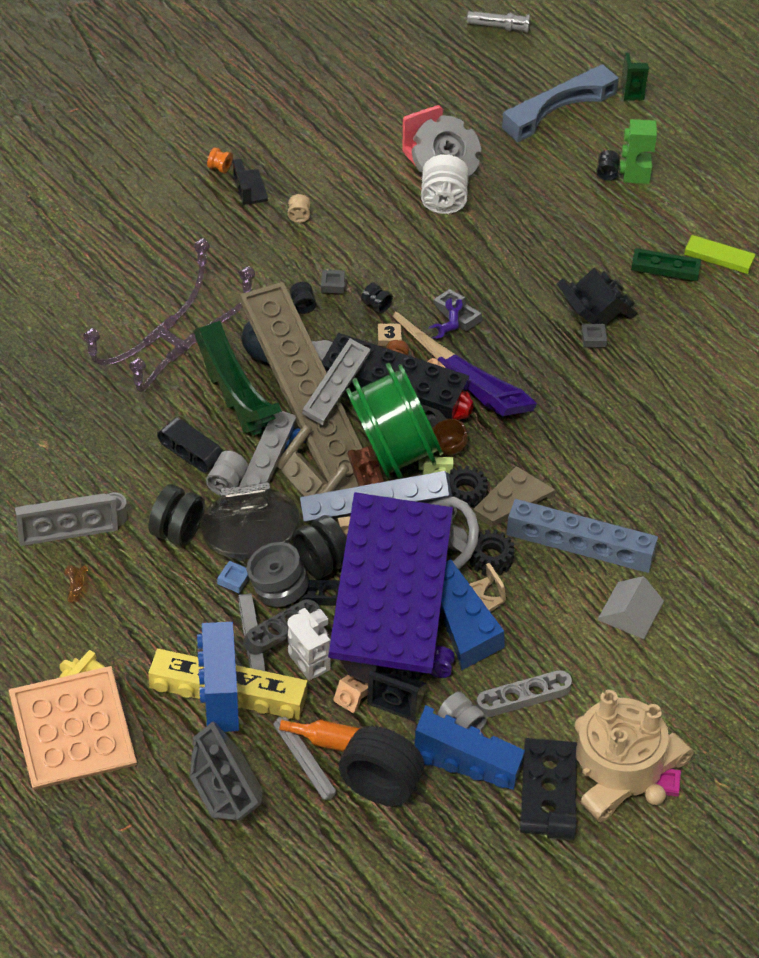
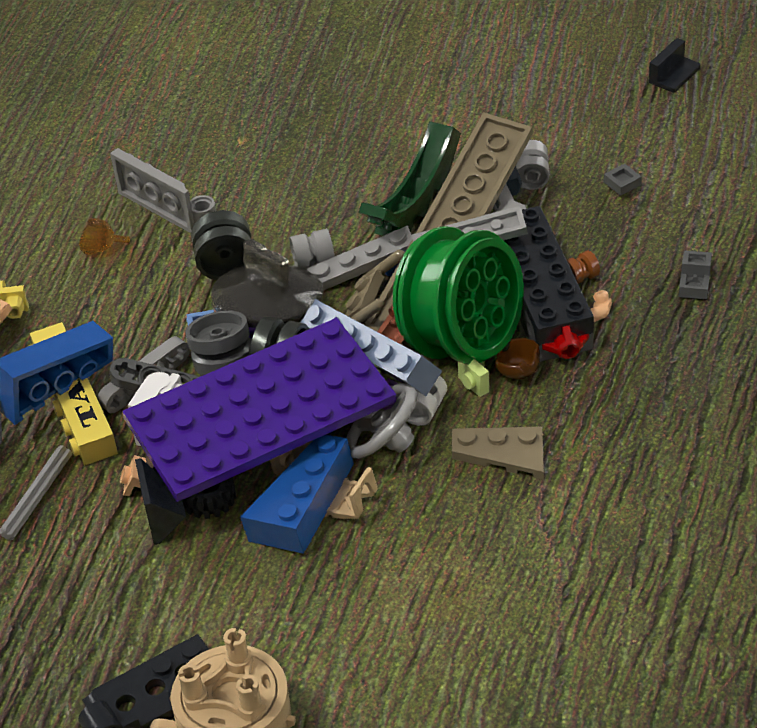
camera: 60 degrees right, 5 degrees down
(138, 365) = (343, 115): bar -> none
(189, 444) = (325, 208): black beam -> none
(219, 160) = (673, 29): orange wheel -> none
(299, 208) = (681, 109): tan wheel -> none
(303, 297) = (577, 173): black wheel -> none
(322, 733) = (73, 497): orange piece -> none
(376, 297) = (637, 215): black wheel -> none
(381, 765) = (42, 537): black tyre -> none
(388, 332) = (607, 251): tan tile -> none
(442, 662) = (230, 515): dark purple wheel -> none
(453, 322) = (672, 280): dark purple arm -> none
(461, 709) = (176, 568): light grey wheel -> none
(467, 750) = (131, 593): blue wedge -> none
(470, 478) = (472, 396): black tyre -> none
(491, 391) = (615, 347): dark purple plate -> none
(494, 542) = (410, 460): black tyre -> none
(522, 688) = (261, 597): light grey beam -> none
(581, 535) = (502, 526): sand blue brick -> none
(632, 607) = (454, 624): light grey slope -> none

